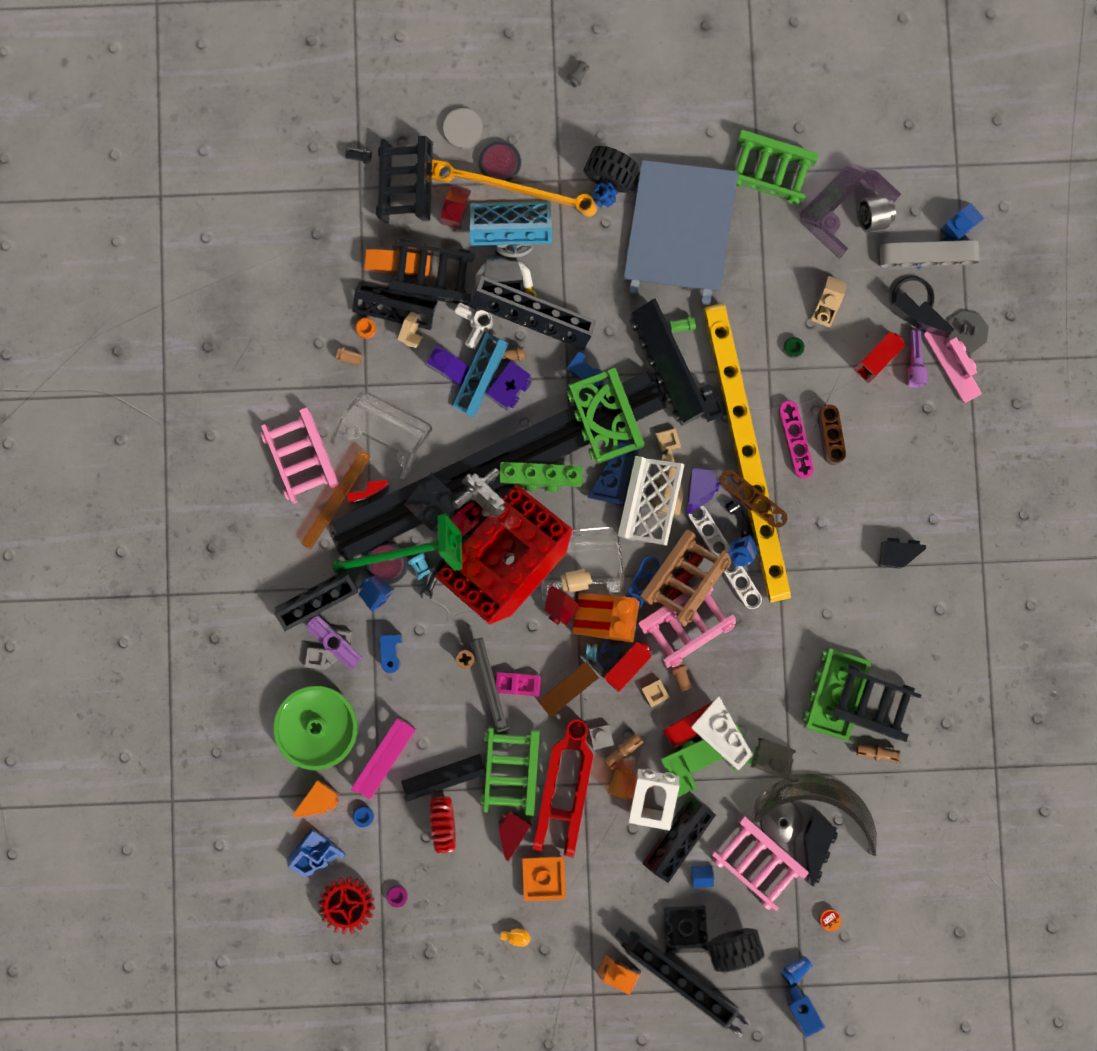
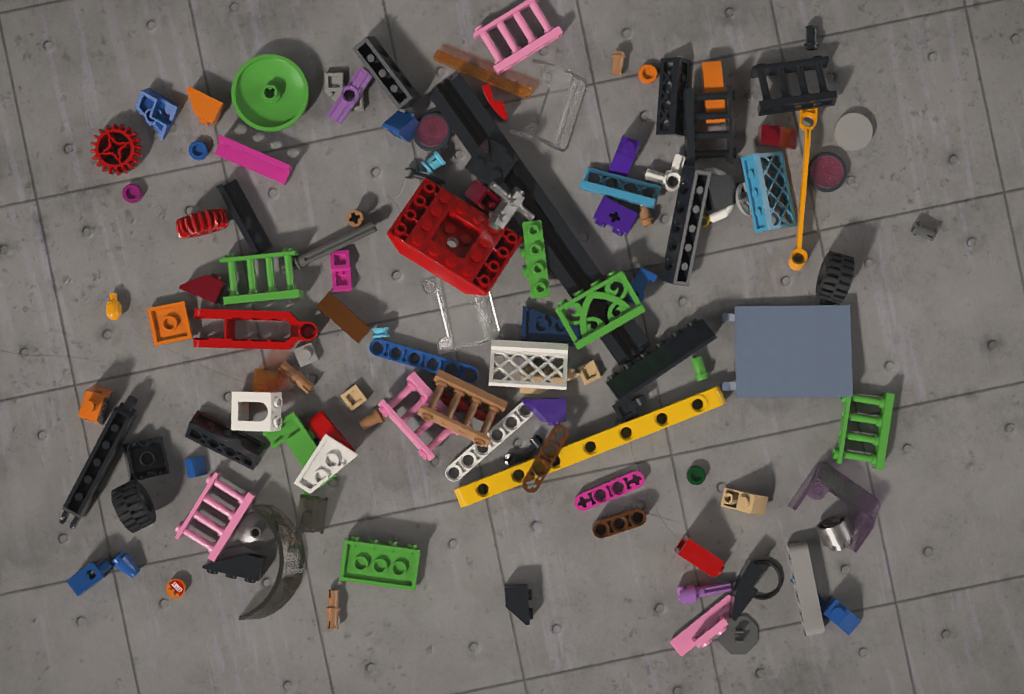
camera: 85 degrees right, 5 degrees up
(388, 645) = (351, 147): blue leg -> none
(407, 333) = (647, 114): tan bracket -> none
(448, 546) = (455, 183): green tile -> none
(560, 606) = (417, 297): dark red slope -> none
(576, 580) = (443, 308): tan brick -> none
(604, 195) = (810, 275): blue gear -> none
(606, 617) = (415, 341): orange slope -> none
(628, 666) = (373, 368): red slope -> none
(743, 555) = (491, 457): blue brick -> none
(877, 723) = (358, 603): black fence -> none

